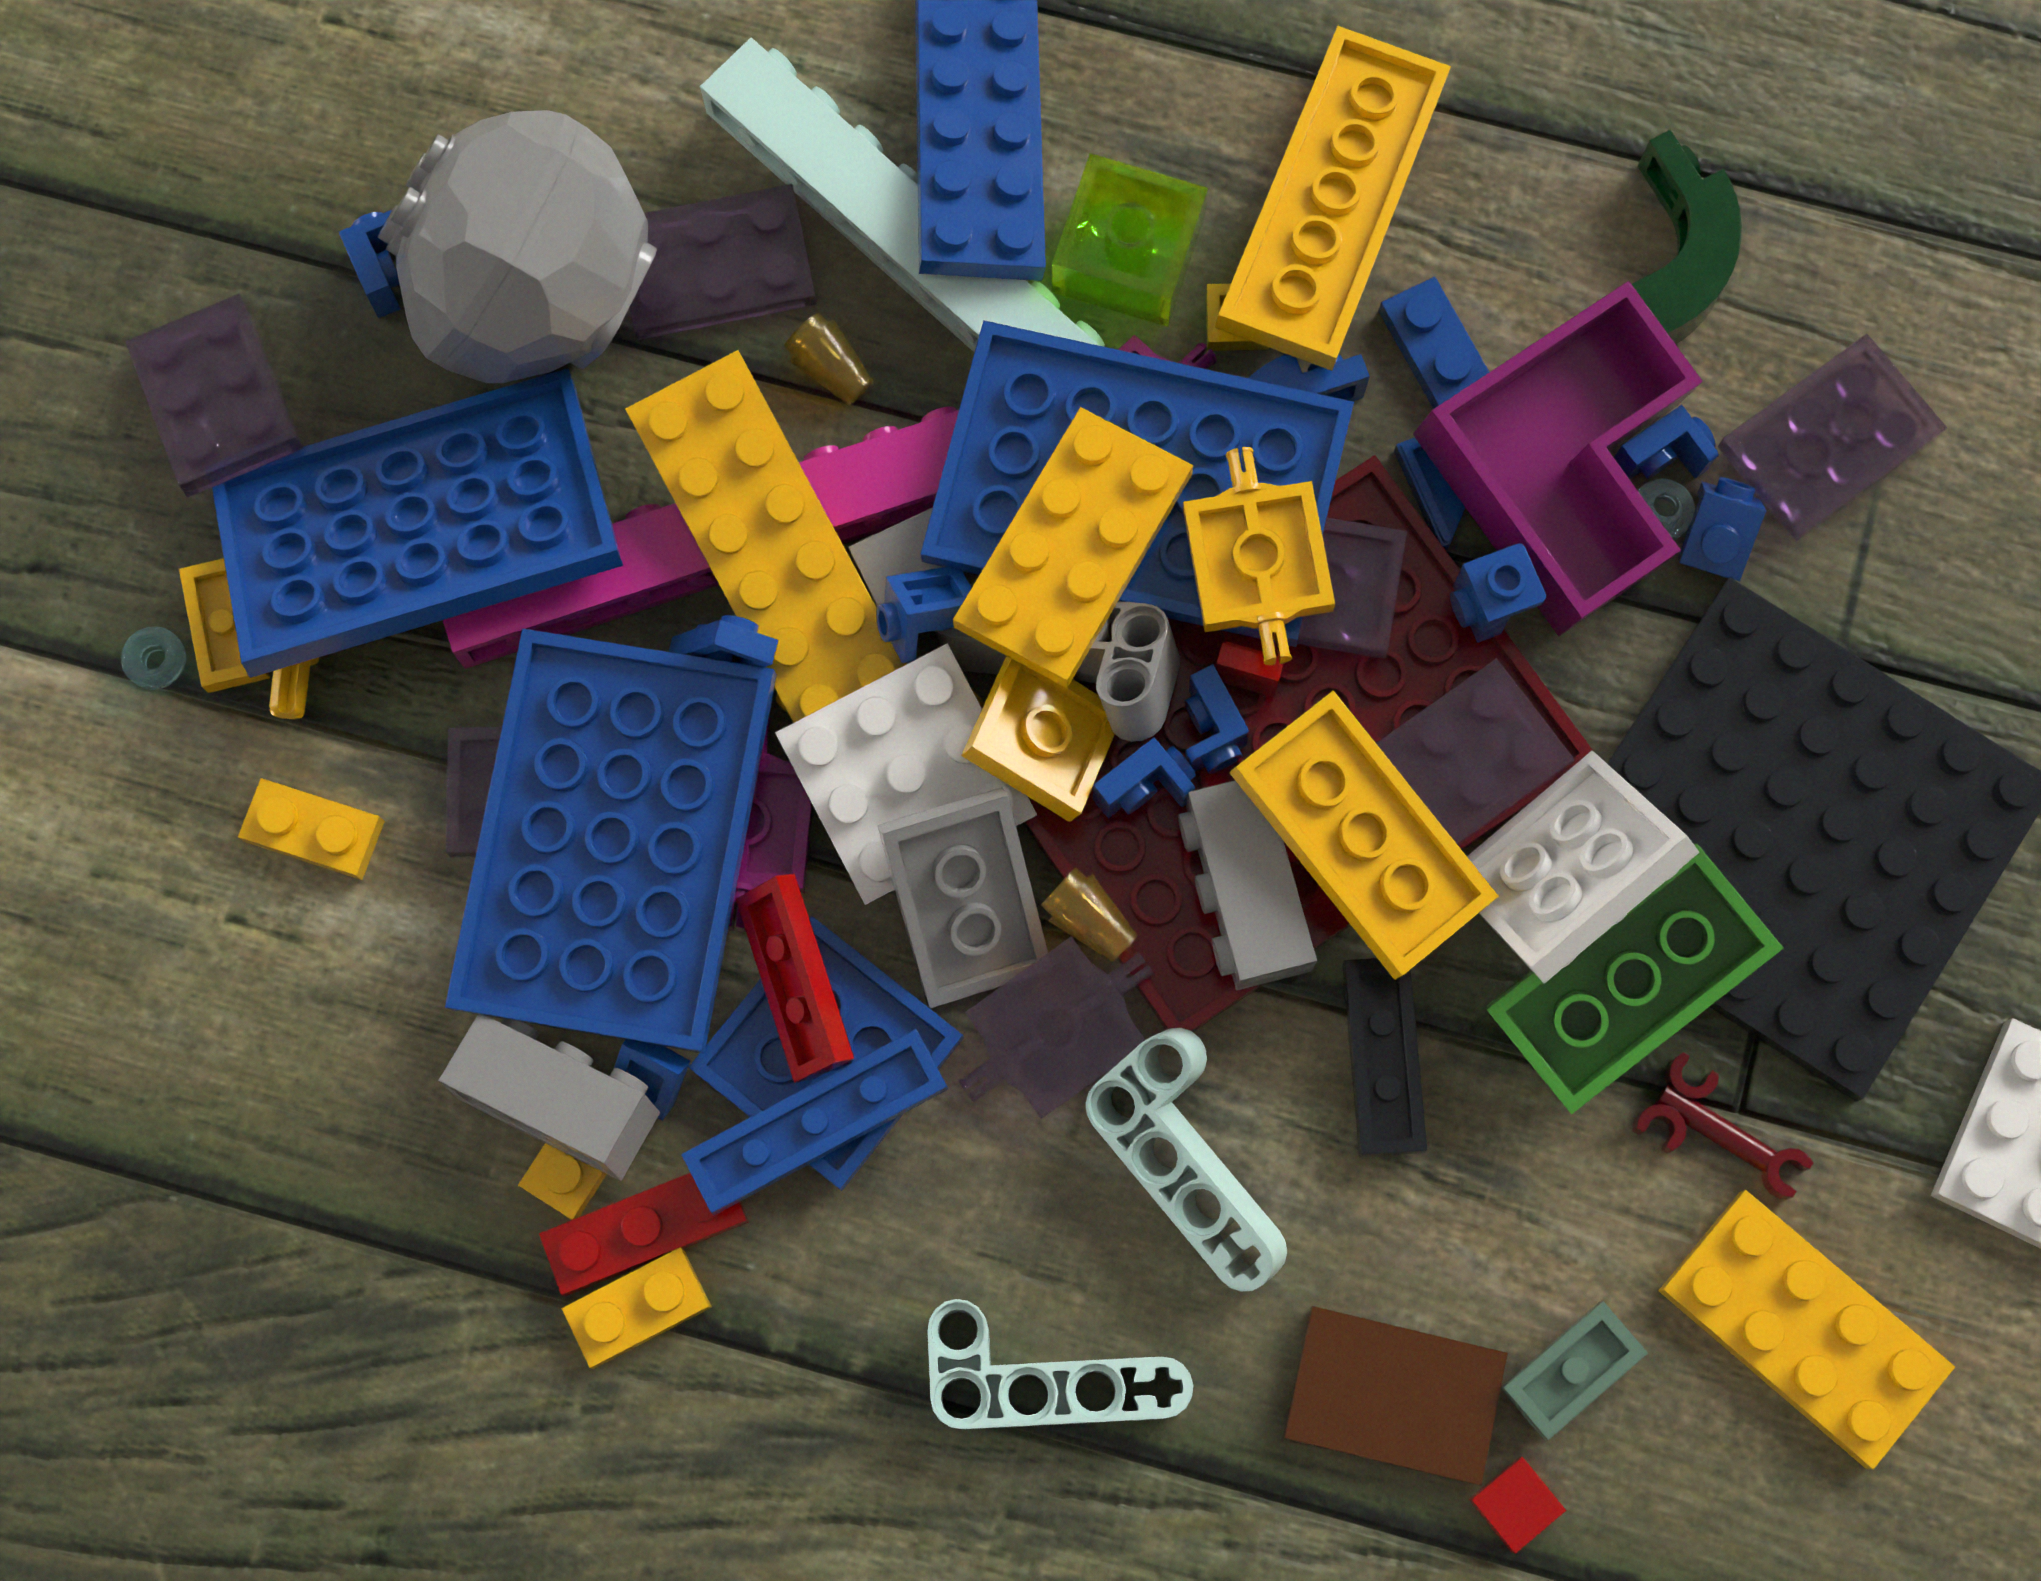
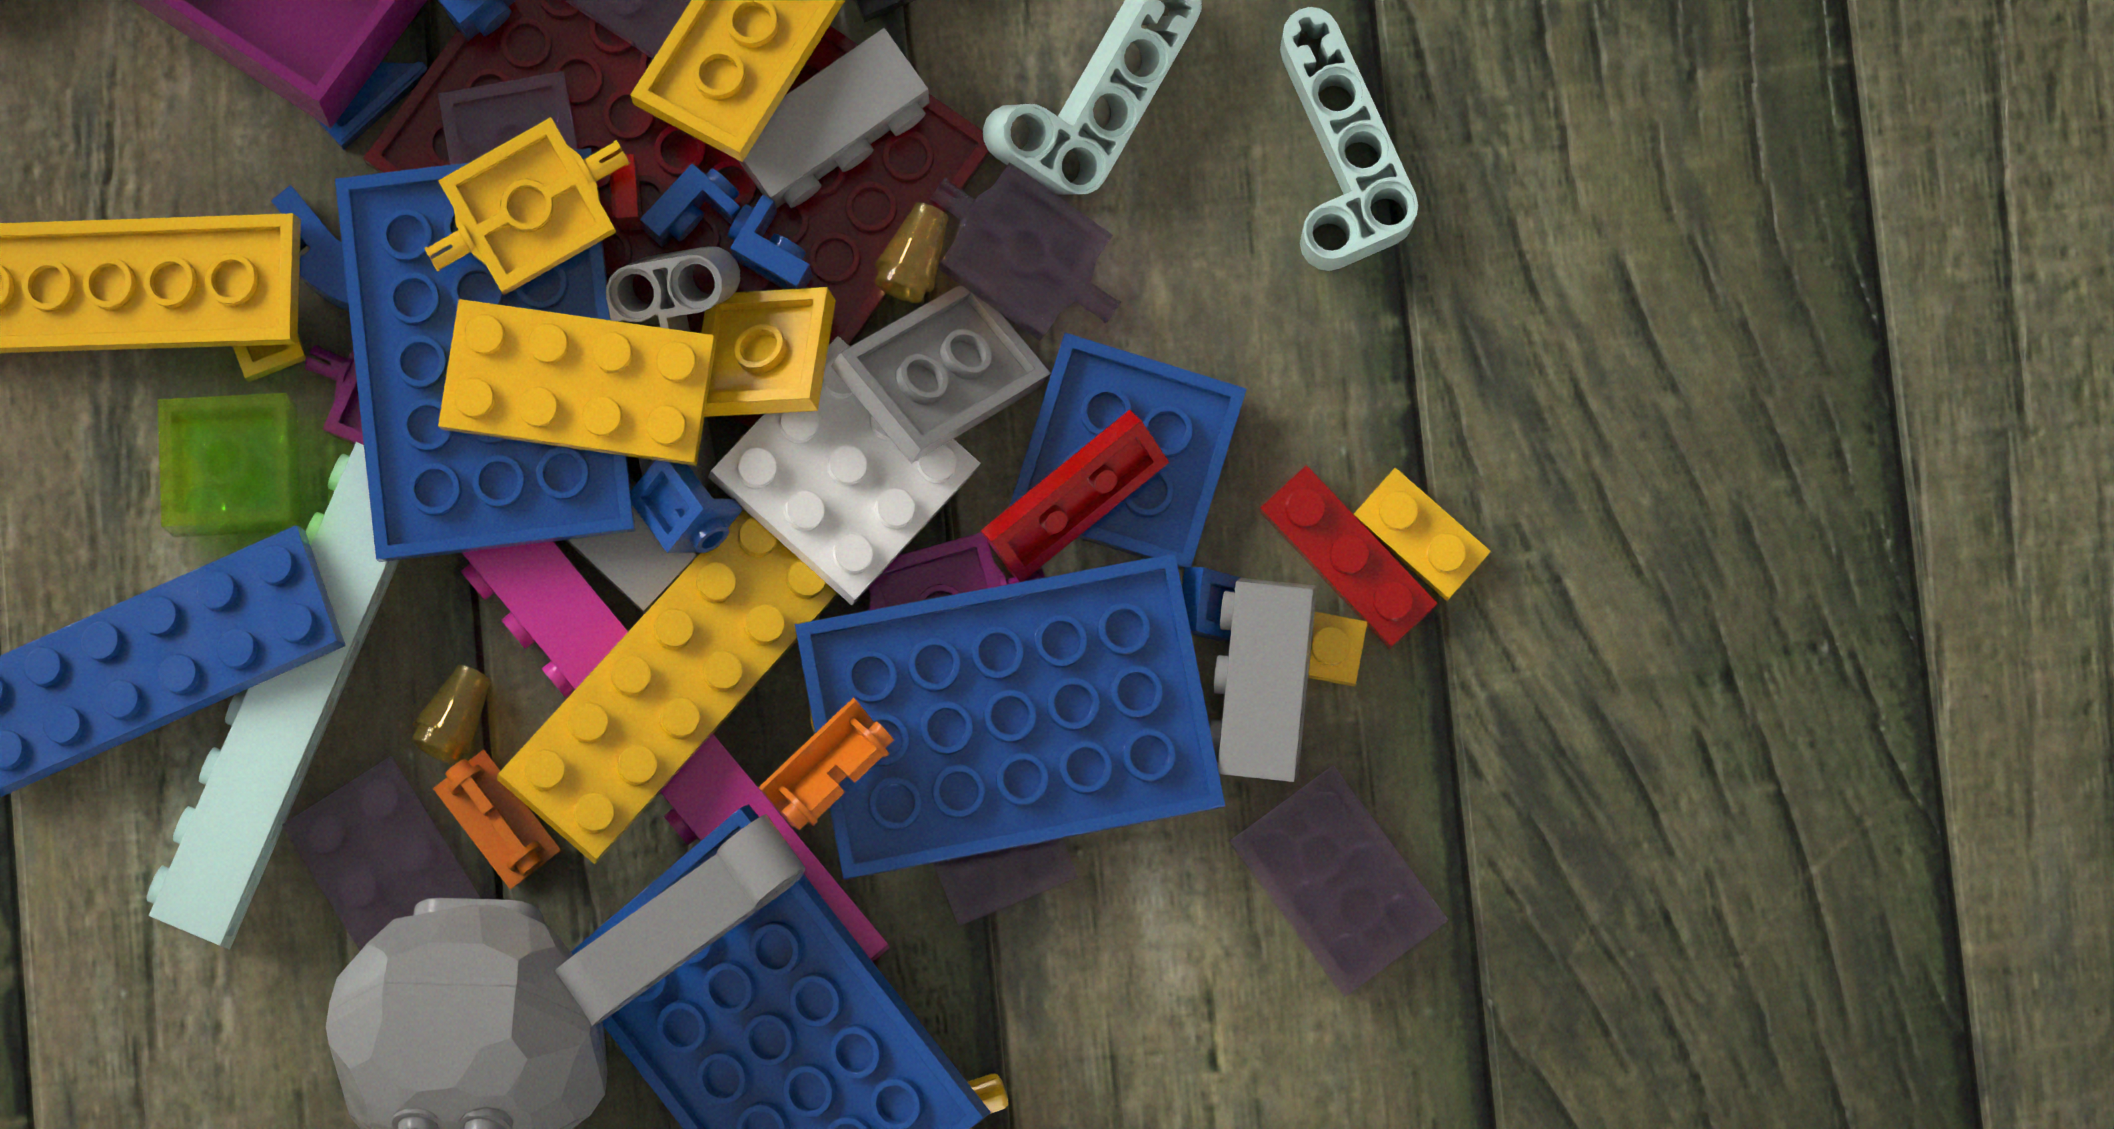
camera: 115 degrees left, 5 degrees up
(311, 829) = (1101, 1022): yellow plate -> none
(339, 1095) = (1338, 881): none -> clear purple plate
(525, 448) = (682, 920): none -> light grey beam
(632, 663) = (812, 775): none -> orange hinge
(727, 640) = (786, 686): blue plate -> none
(756, 345) = (496, 819): none -> orange hinge
(814, 1122) = (1198, 427): blue plate -> none
(1433, 341) = (223, 145): blue plate -> none

